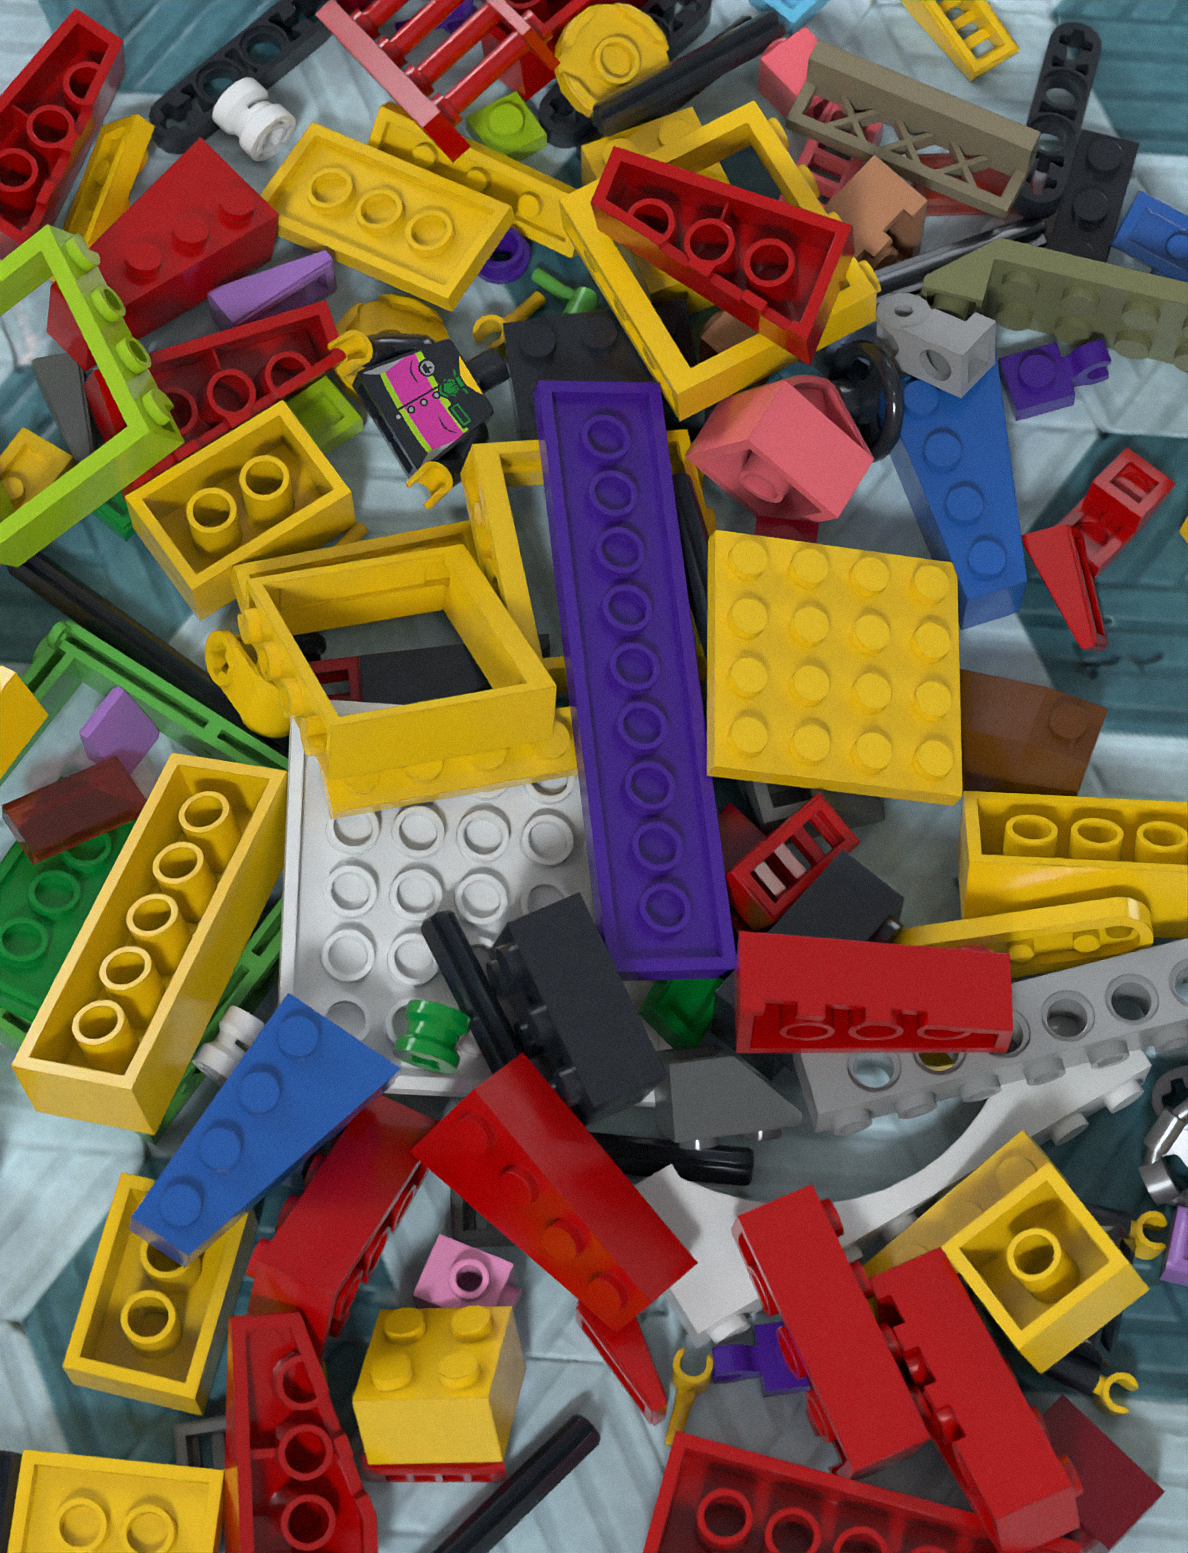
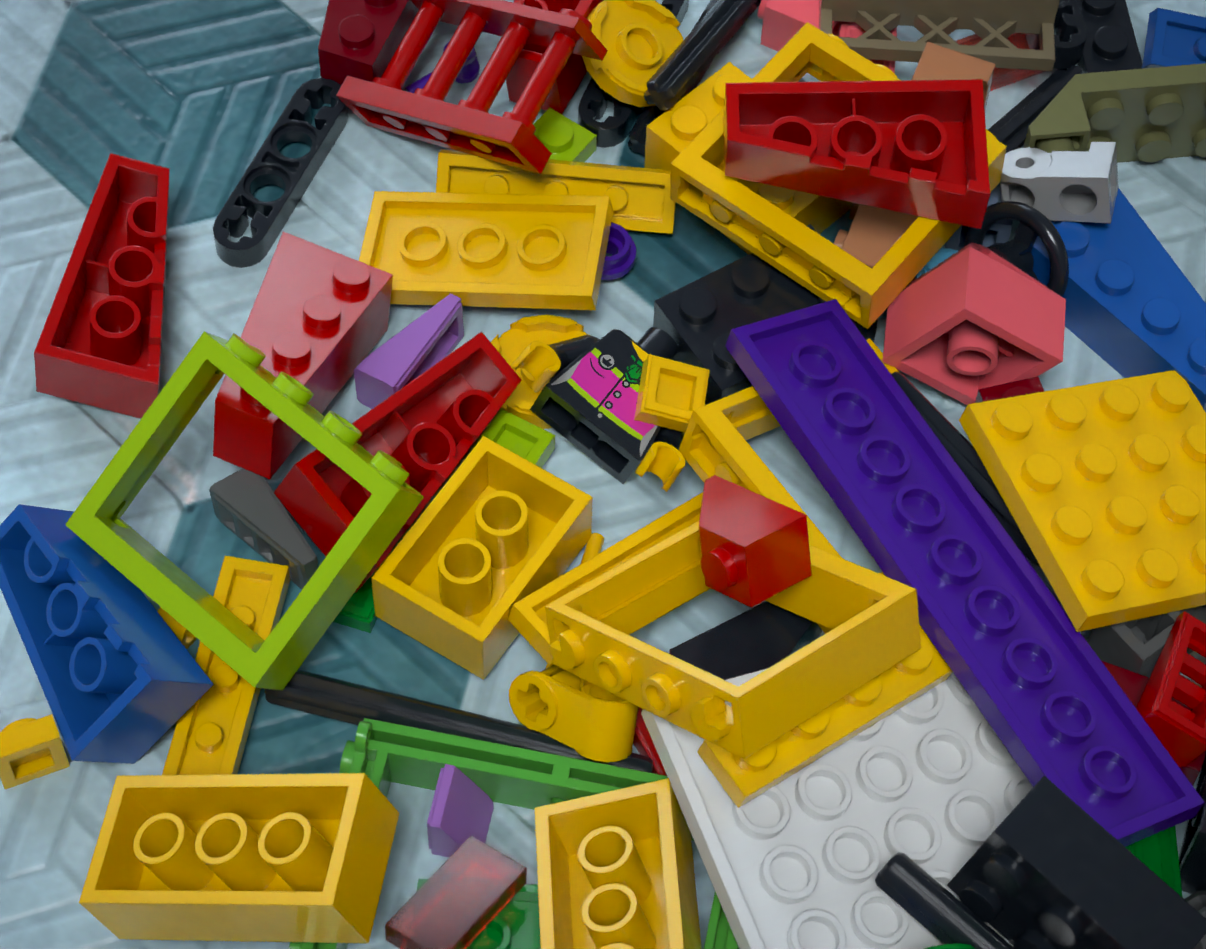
camera: 25 degrees left, 10 degrees down
(109, 177) = (200, 300): yellow plate -> none
(257, 122) = (316, 206): white wheel -> none
(439, 588) = (750, 543): none -> red slope
(472, 416) = (670, 392): none -> yellow tile
(494, 323) = (643, 309): yellow hand -> none
(577, 301) = (701, 265): bright green hand -> none
(1045, 381) = (1158, 194): dark purple plate -> none

